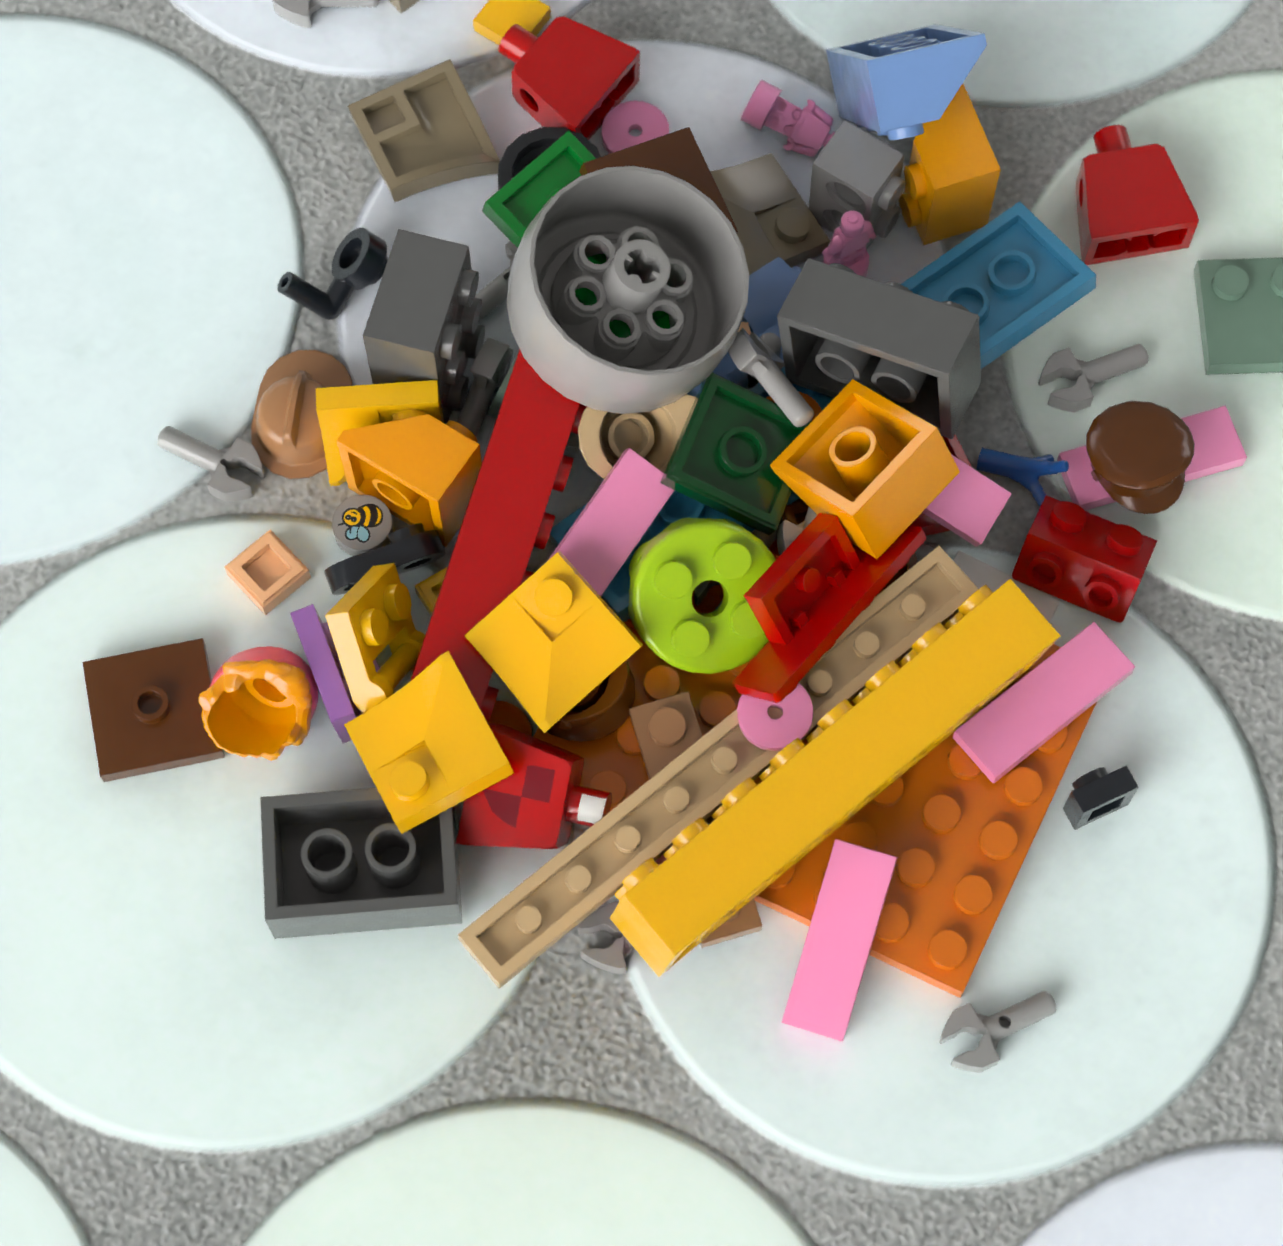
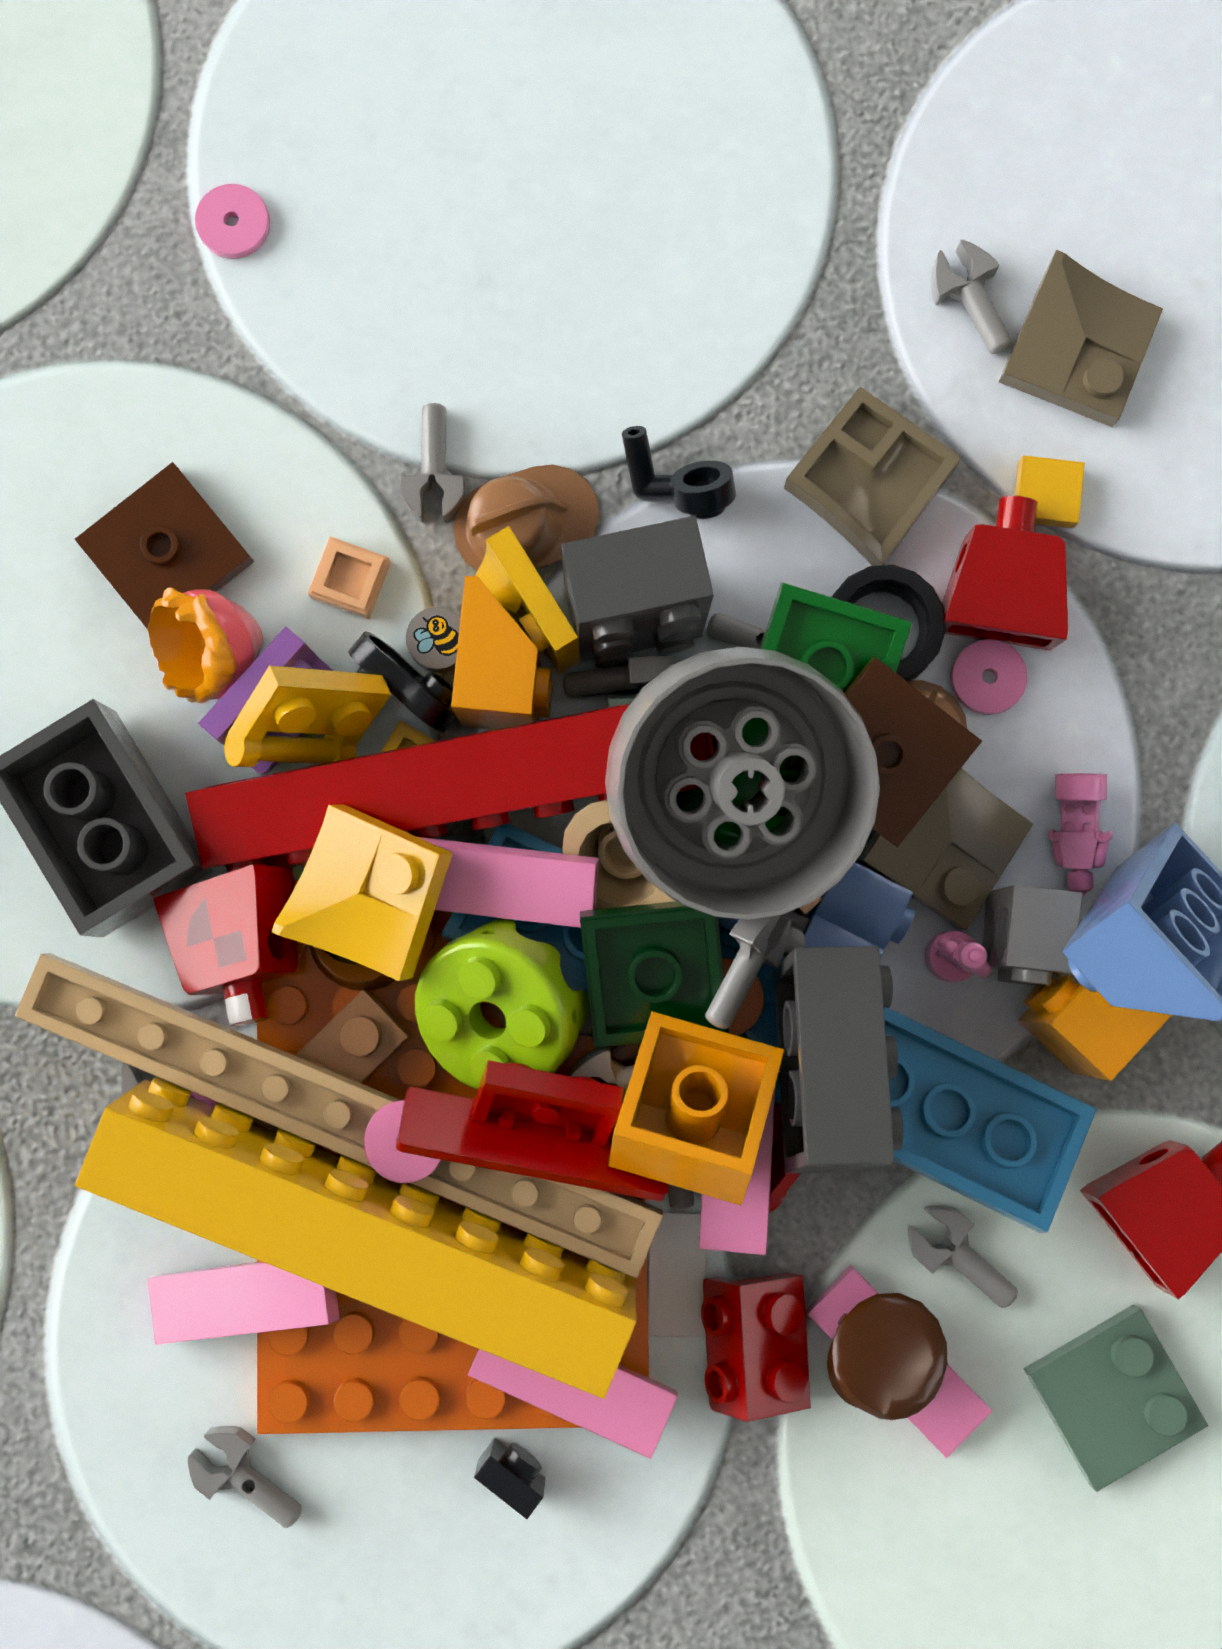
camera: 60 degrees right, 15 degrees up
(428, 746) = (206, 829): yellow plate -> none
(1021, 469) = (820, 1239): blue bar -> none

